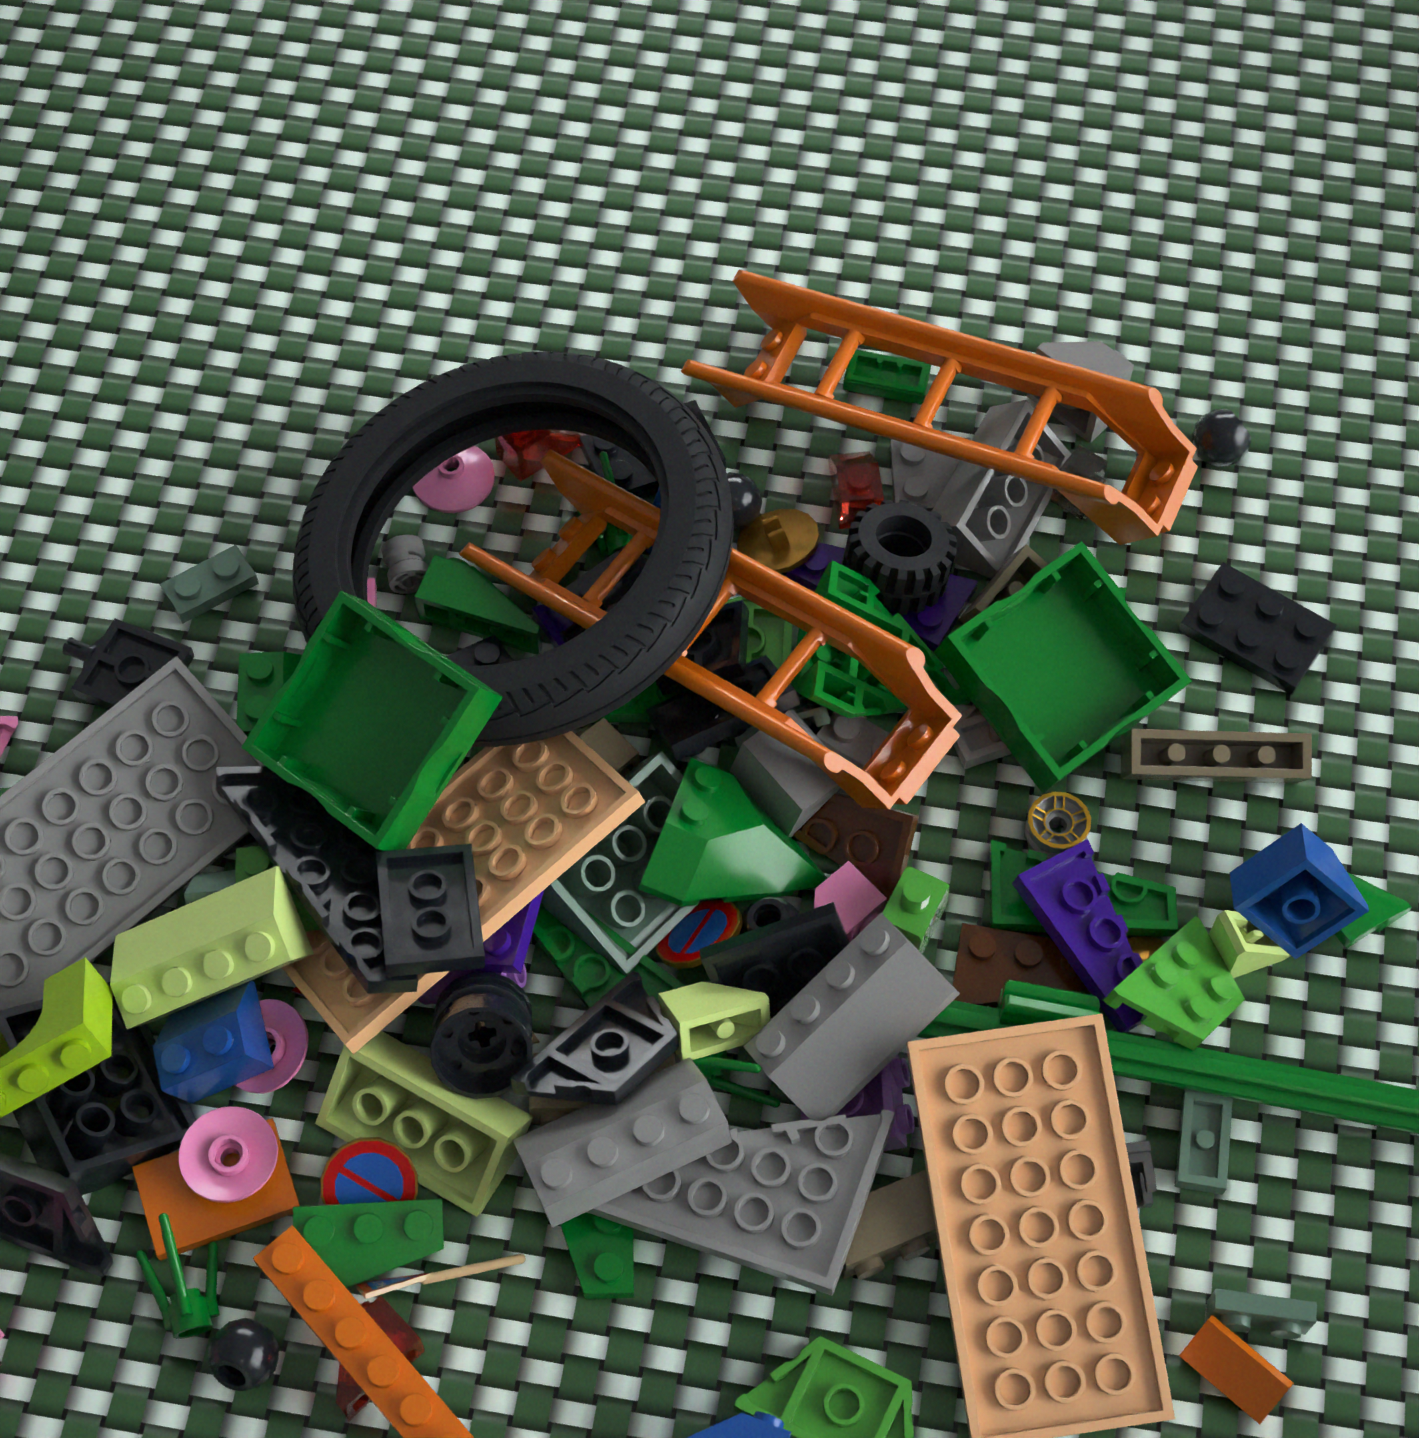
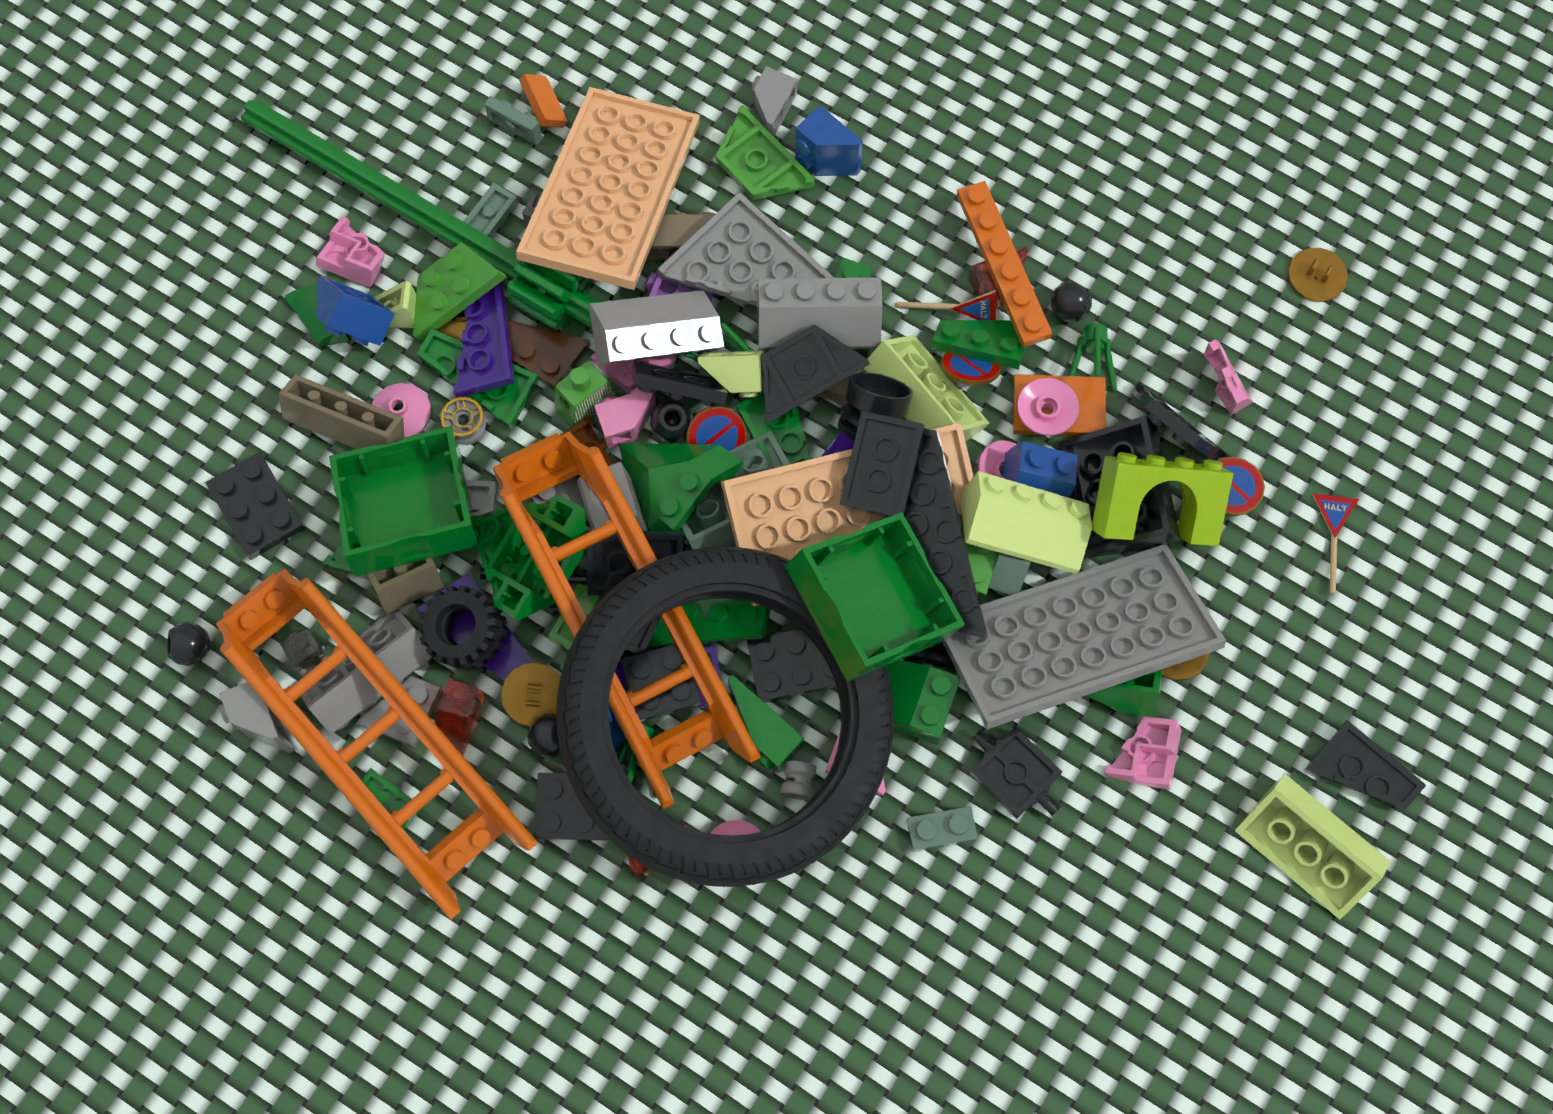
camera: 155 degrees left, 10 degrees up
(1147, 834) = (415, 409): none -> bright pink dish
(1364, 1002) = (351, 255): none -> bright pink slope

